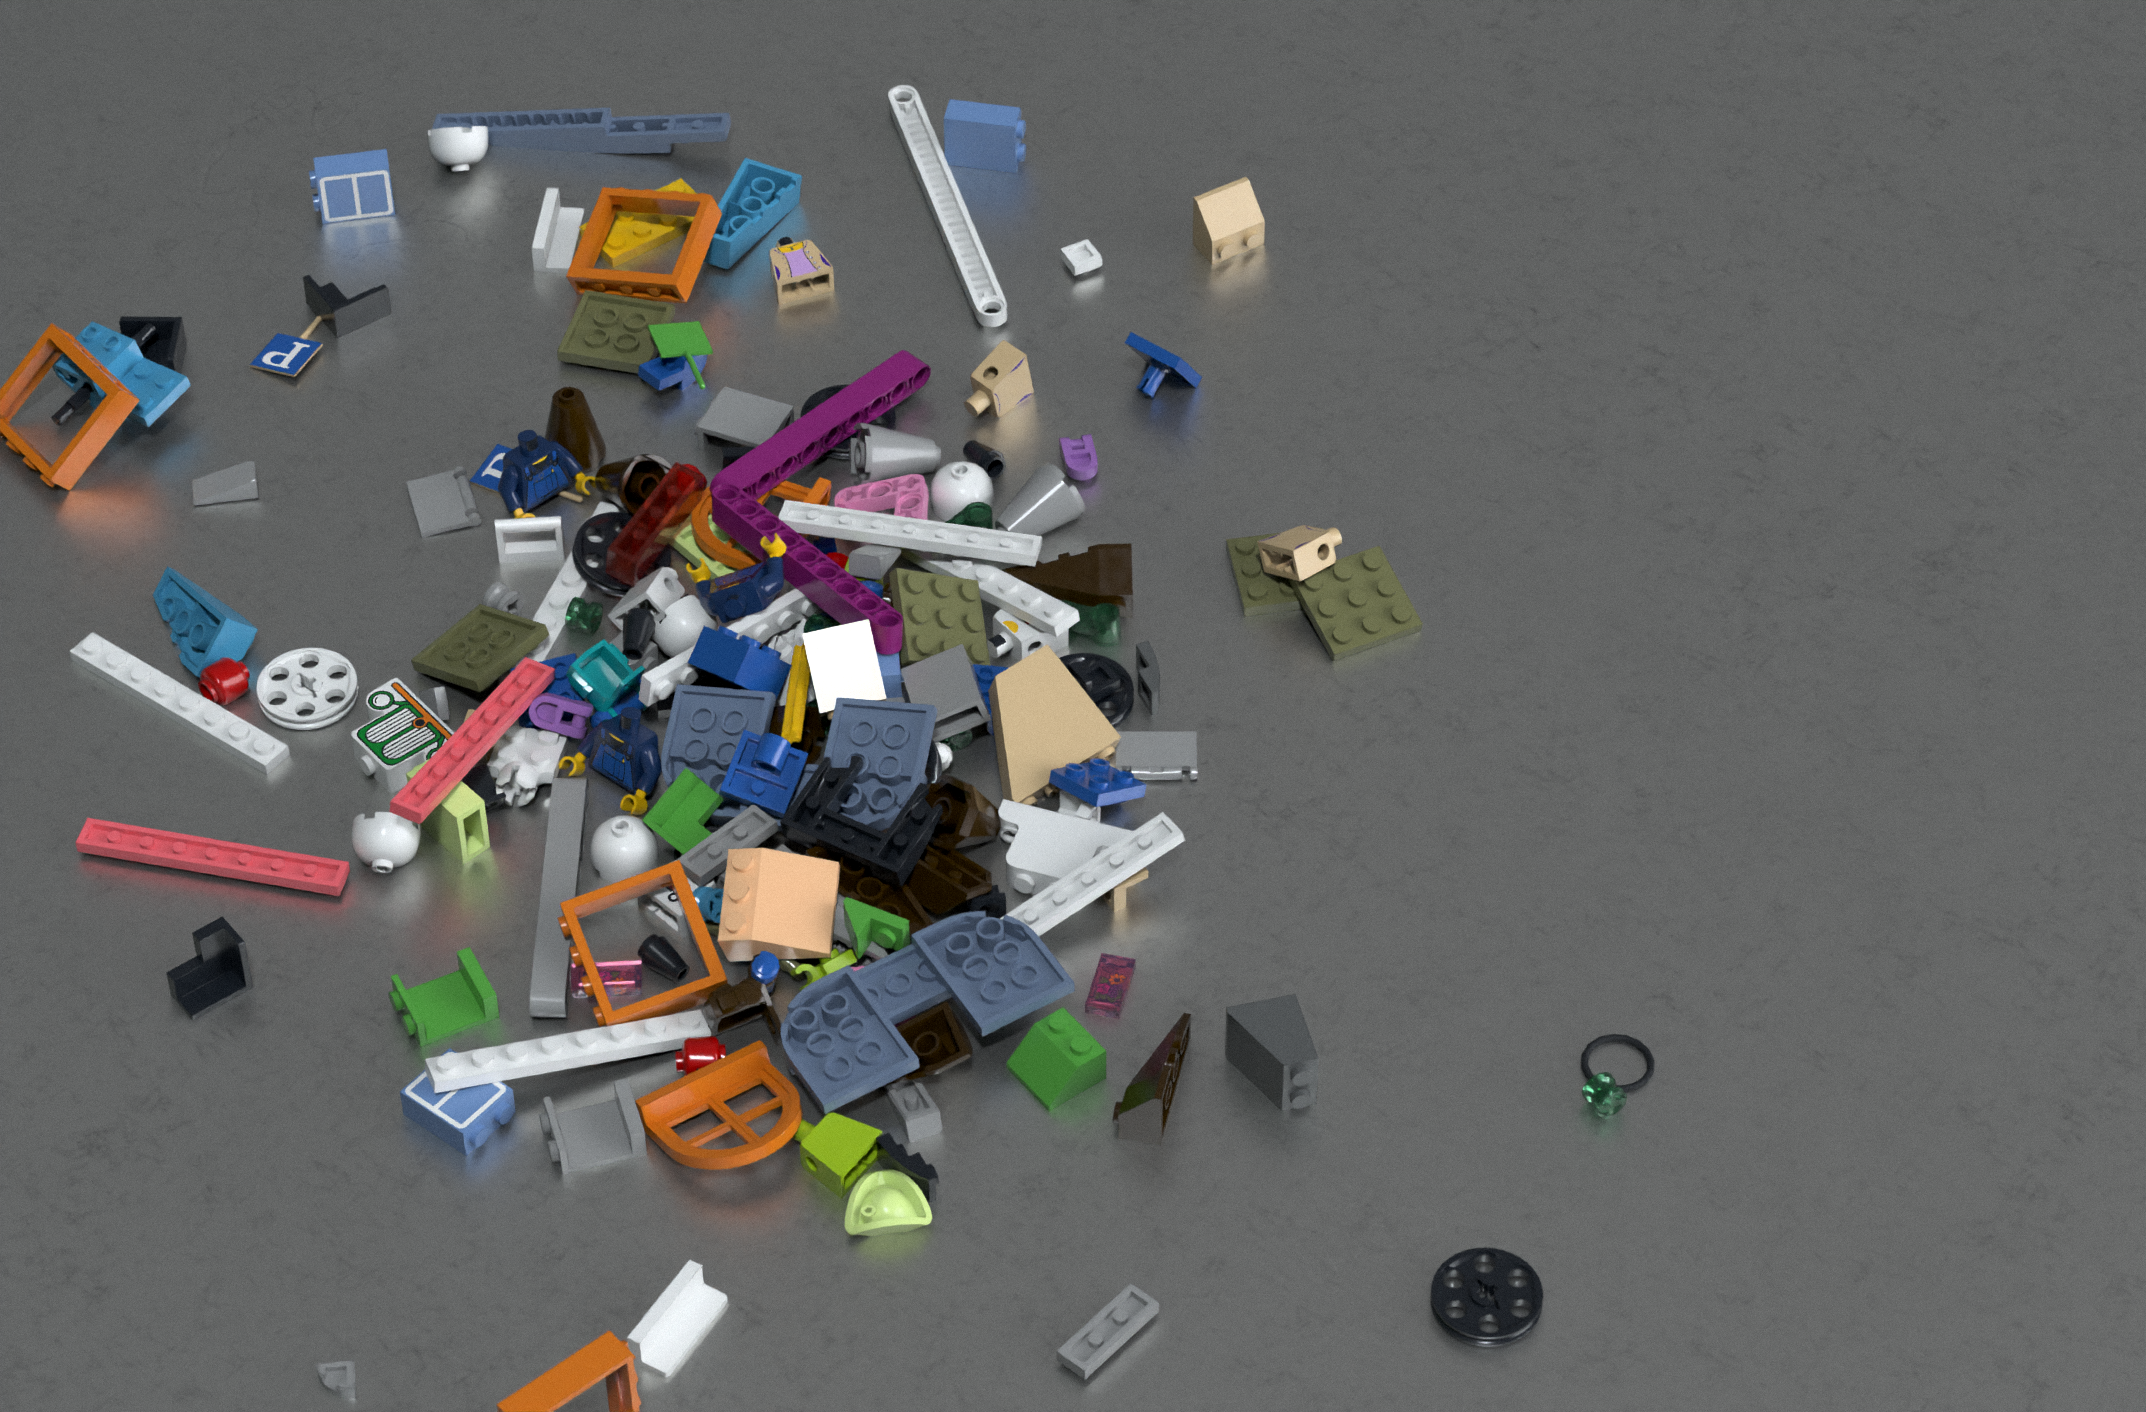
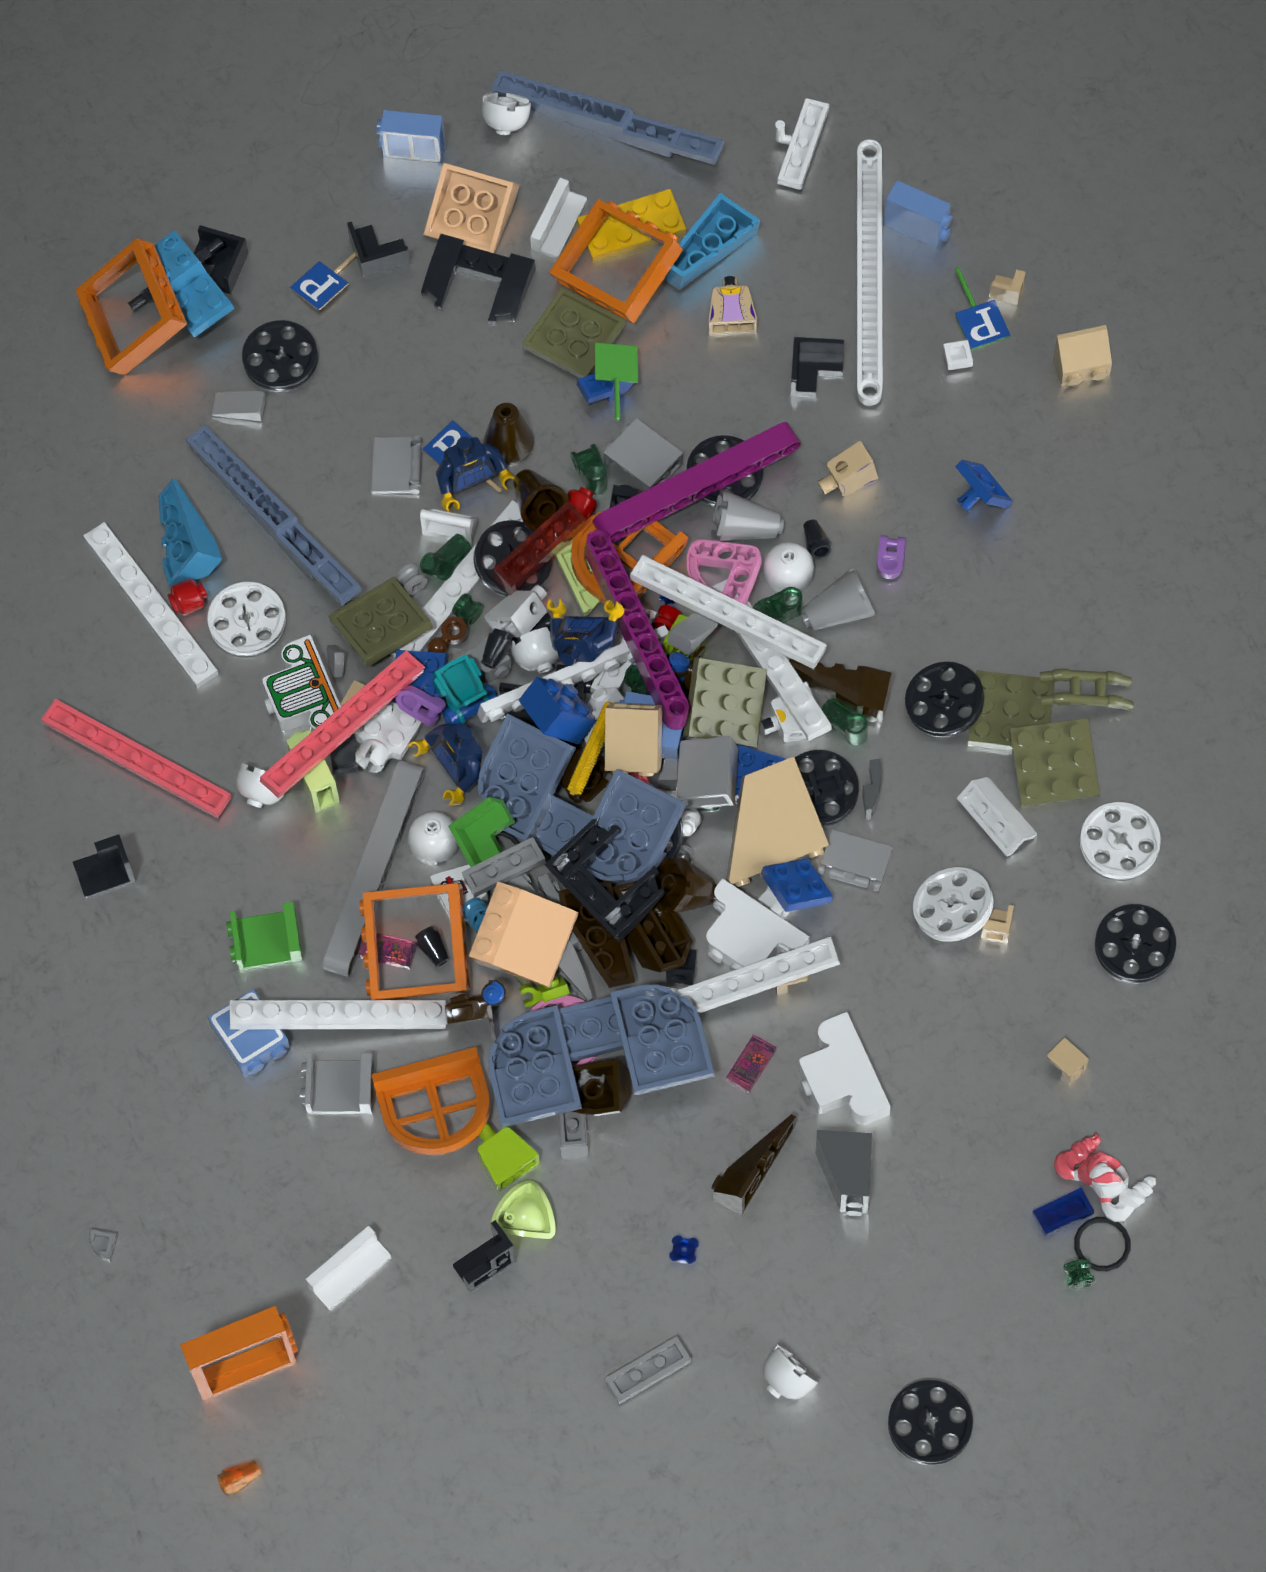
camera: 20 degrees right, 20 degrees up
(272, 427) = (285, 364): none -> black wedge
(307, 578) = (273, 516): none -> sand blue slope
(440, 292) = (453, 255): none -> black wedge
(448, 240) = (471, 207): none -> light nougat slope
(538, 573) = (442, 562): none -> clear green piece
(572, 639) = (439, 644): none -> reddish brown plate
(684, 448) = (588, 466): none -> clear green piece
(698, 1053) = (432, 1044): red head -> none
(764, 772) = (547, 814): blue plate -> none
(820, 106) = (802, 142): none -> white plate
(862, 1262) = (486, 1259): none -> black panel
(872, 924) = (582, 971): bright green slope -> none
(896, 1158) = (557, 1197): black slope -> none
(914, 293) = (814, 358): none -> black panel
(1058, 1060) = (688, 1124): bright green slope -> none
(1096, 224) = (982, 322): none -> blue piece
(1103, 1202) = (683, 1257): none -> clear blue plate
(1114, 189) = (1008, 289): none -> tan panel
(1210, 581) = (951, 707): none -> black wedge
(1227, 961) = (842, 1073): none -> white brick
(1289, 1286) = (787, 1375): none -> white cylinder
(1294, 763) = (958, 912): none -> white wedge
(1299, 551) = (1023, 710): tan torso -> none
(1306, 672) = (996, 815): none -> white panel
(1355, 778) = (998, 925): none -> tan panel
(1377, 512) = (1075, 696): none -> olive piece
(1476, 666) = (1120, 829): none -> white wedge
(1502, 881) = (1068, 1060): none -> tan panel
(1540, 757) = (1131, 931): none -> black wedge
(1557, 1039) = (1063, 1212): none -> clear blue plate
(1593, 987) = (1105, 1176): none -> hair

